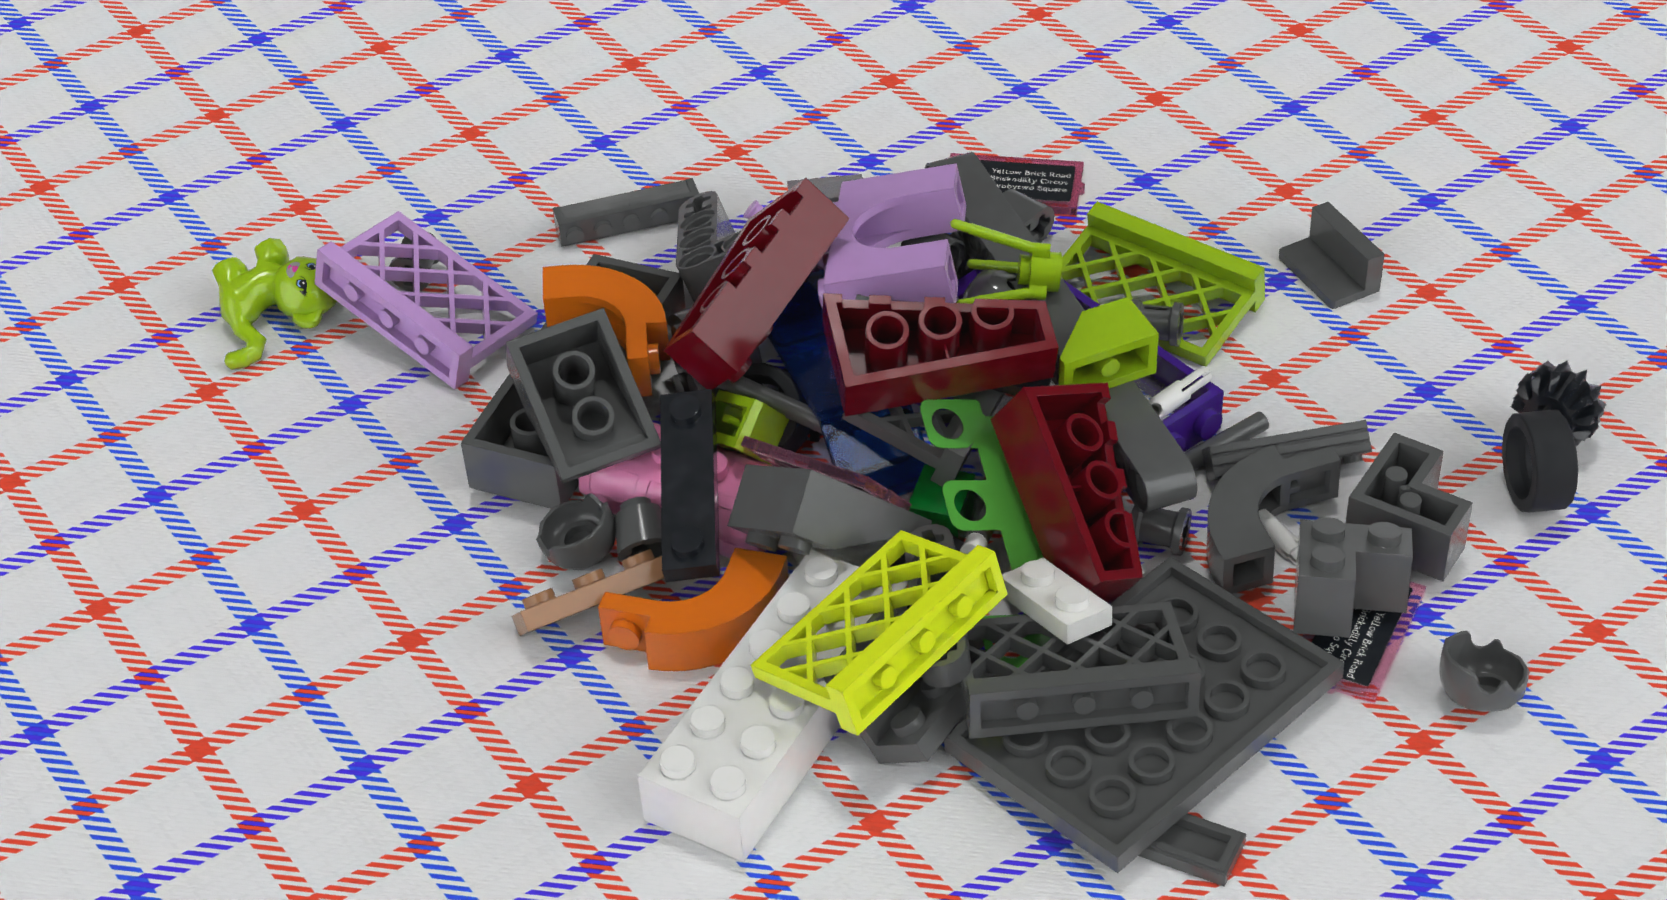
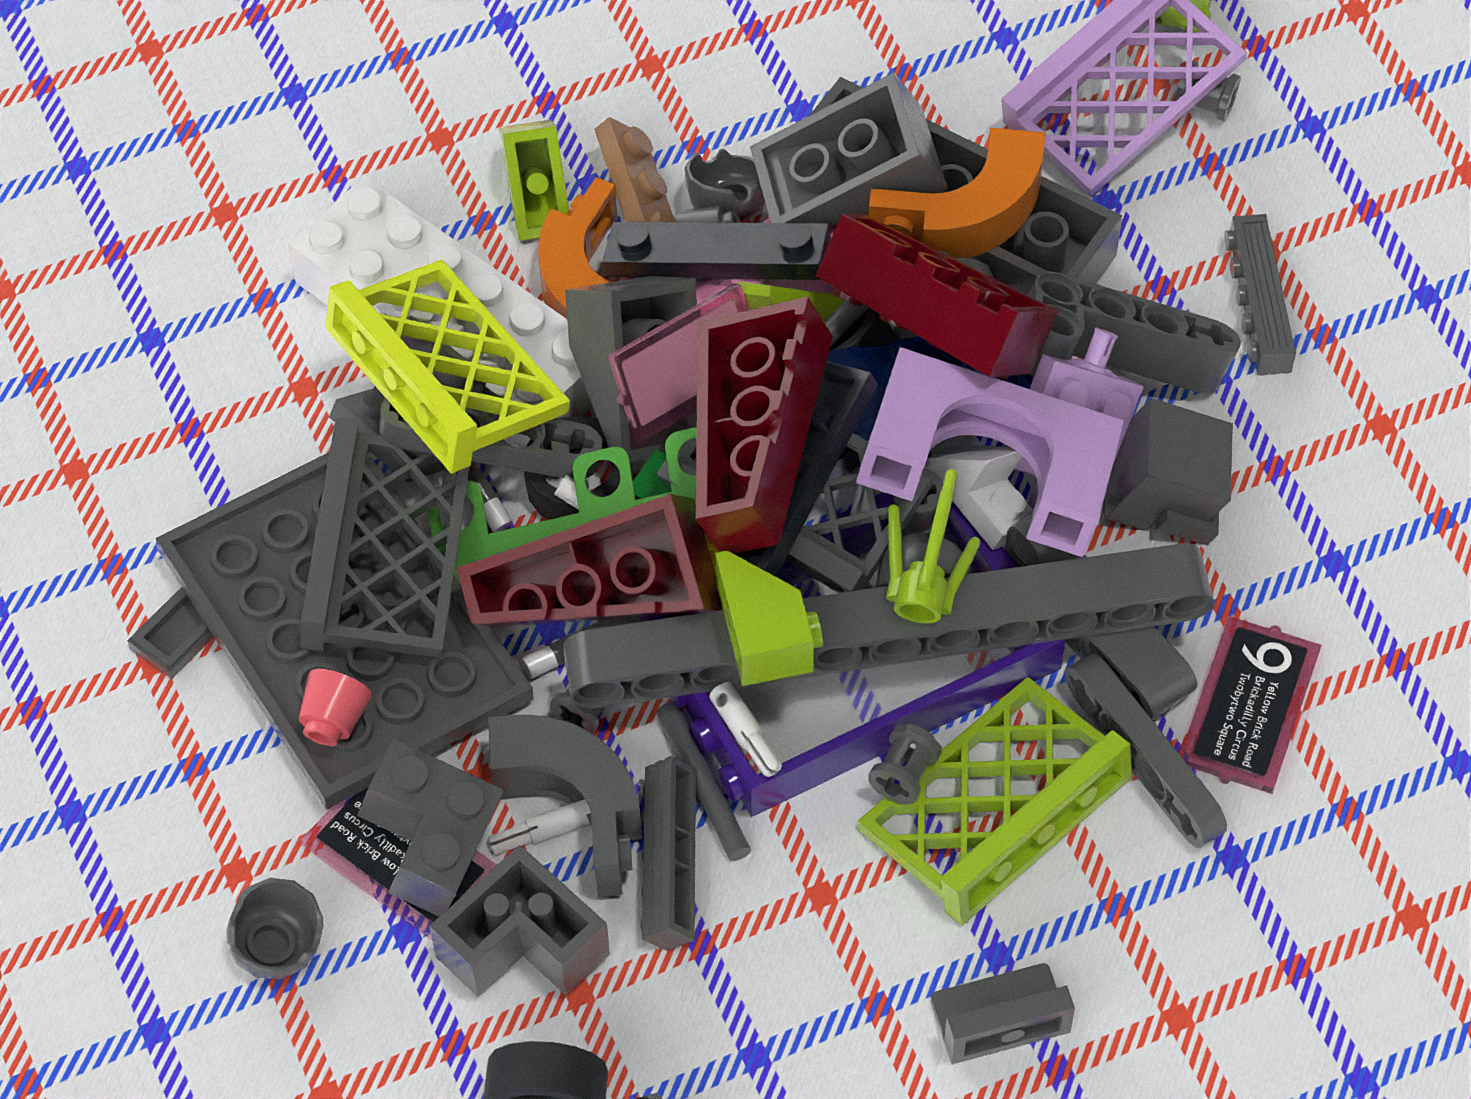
camera: 100 degrees right, 15 degrees up
(584, 674) = (533, 174): none -> lime slope
(1056, 601) = (461, 536): white plate -> none
(1119, 188) = (1152, 755): none -> dark grey beam
(1265, 656) = (332, 706): none -> coral hat

